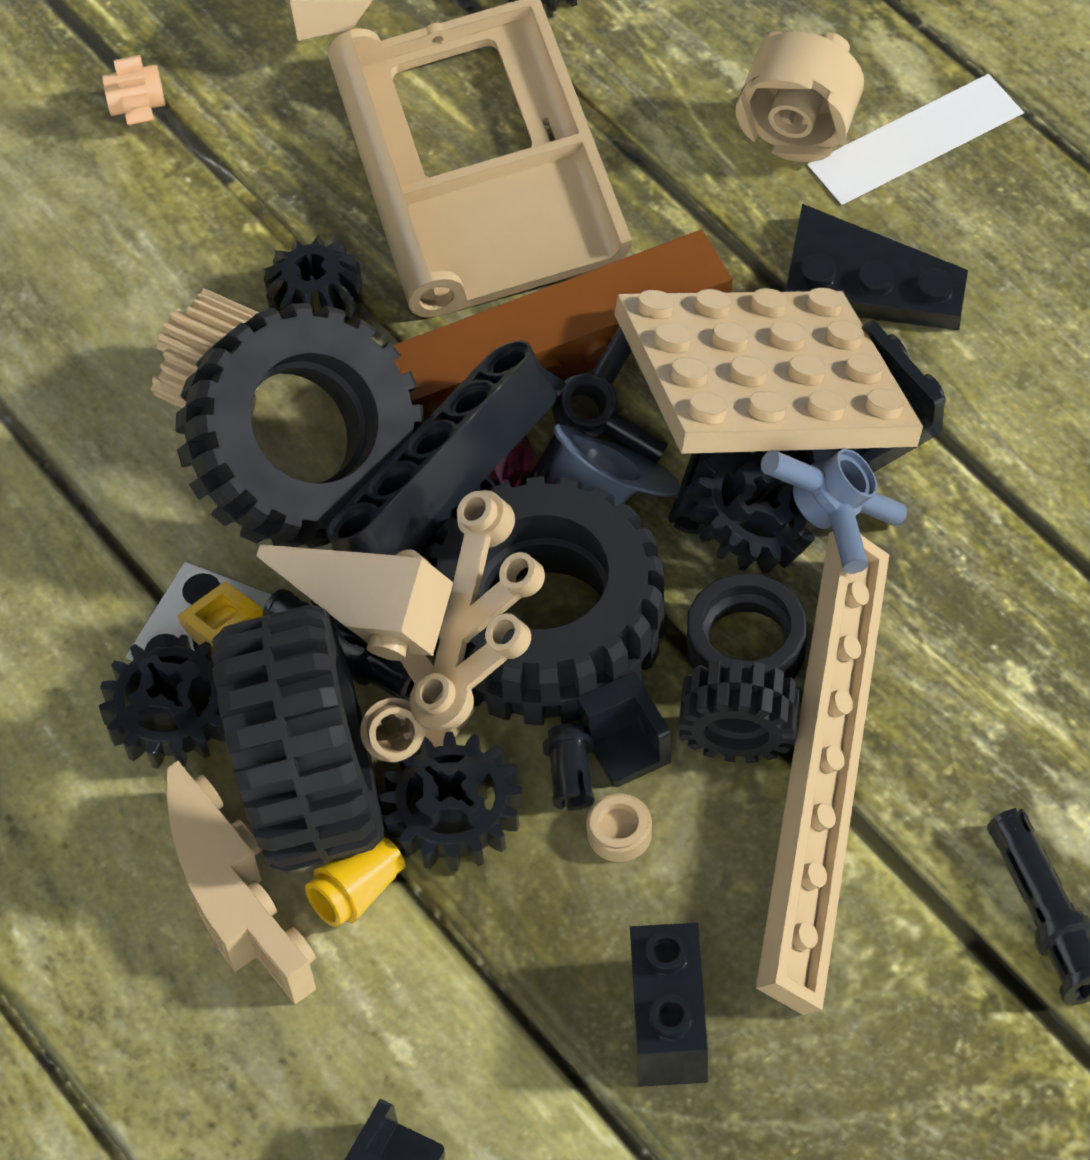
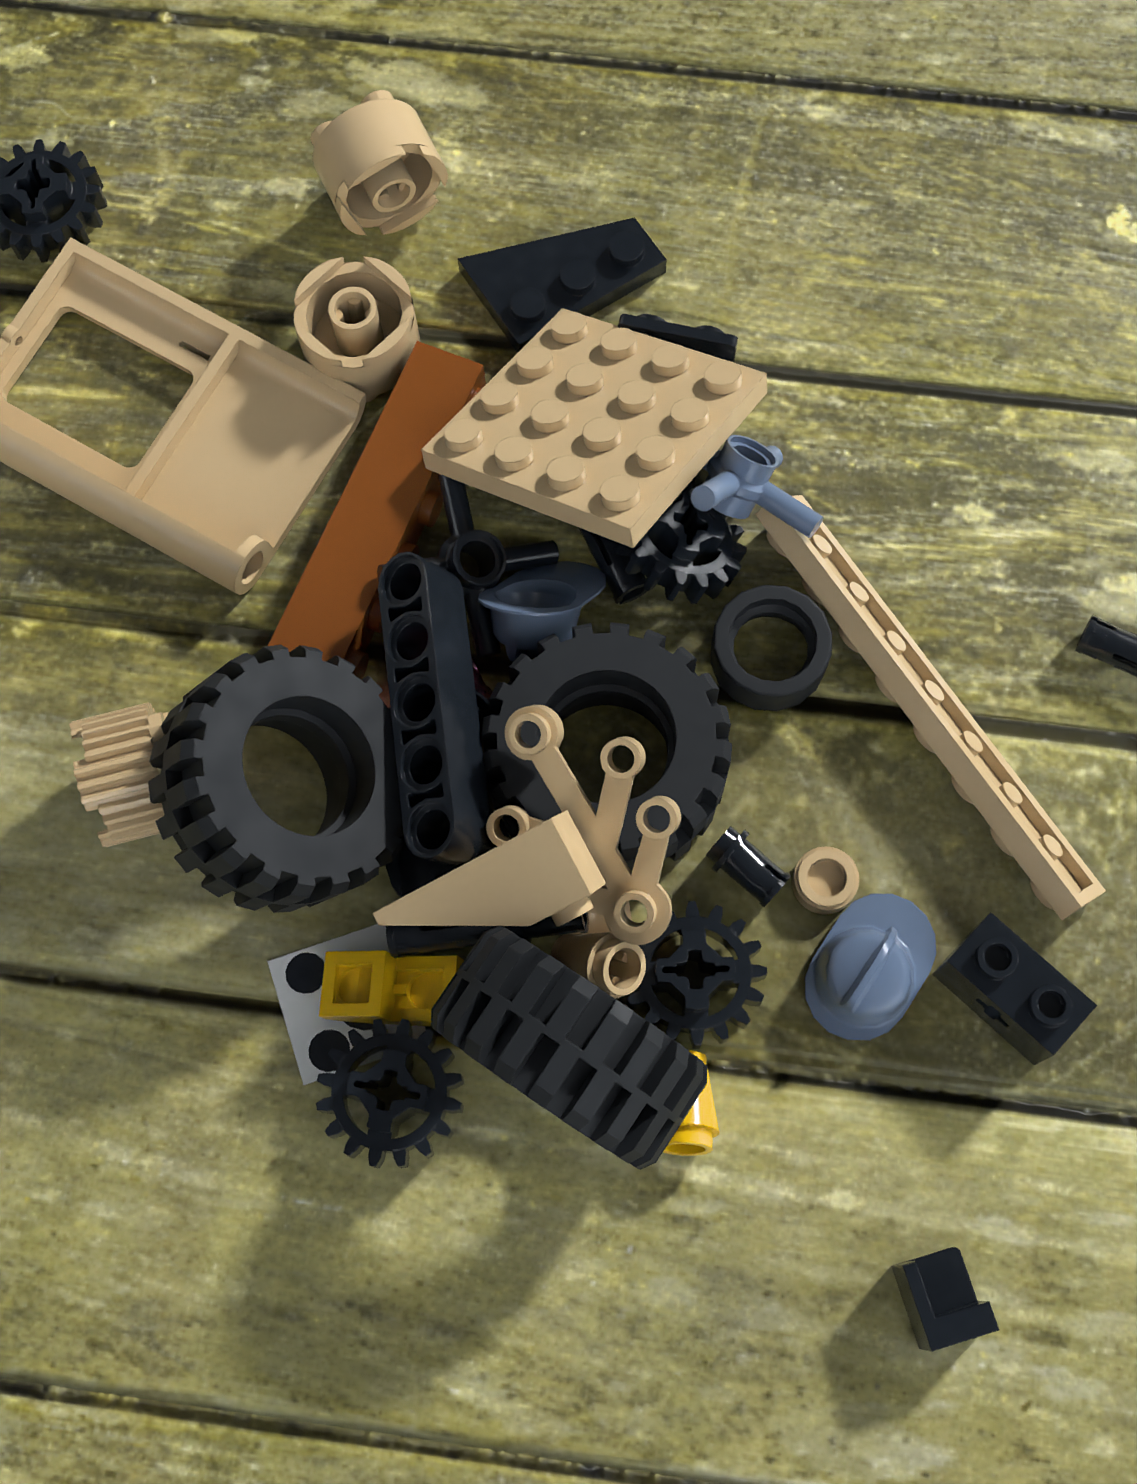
camera: 45 degrees left, 15 degrees up
(226, 886) = (566, 1194): tan slope -> none
(315, 277) = (123, 623): black gear -> none
(585, 911) = (870, 967): none -> sand blue piece
(625, 729) = (761, 800): black panel -> none
(673, 187) = (356, 323): none -> tan brick
(739, 711) = (840, 715): black tyre -> none
(915, 139) = (482, 138): white sticker -> none

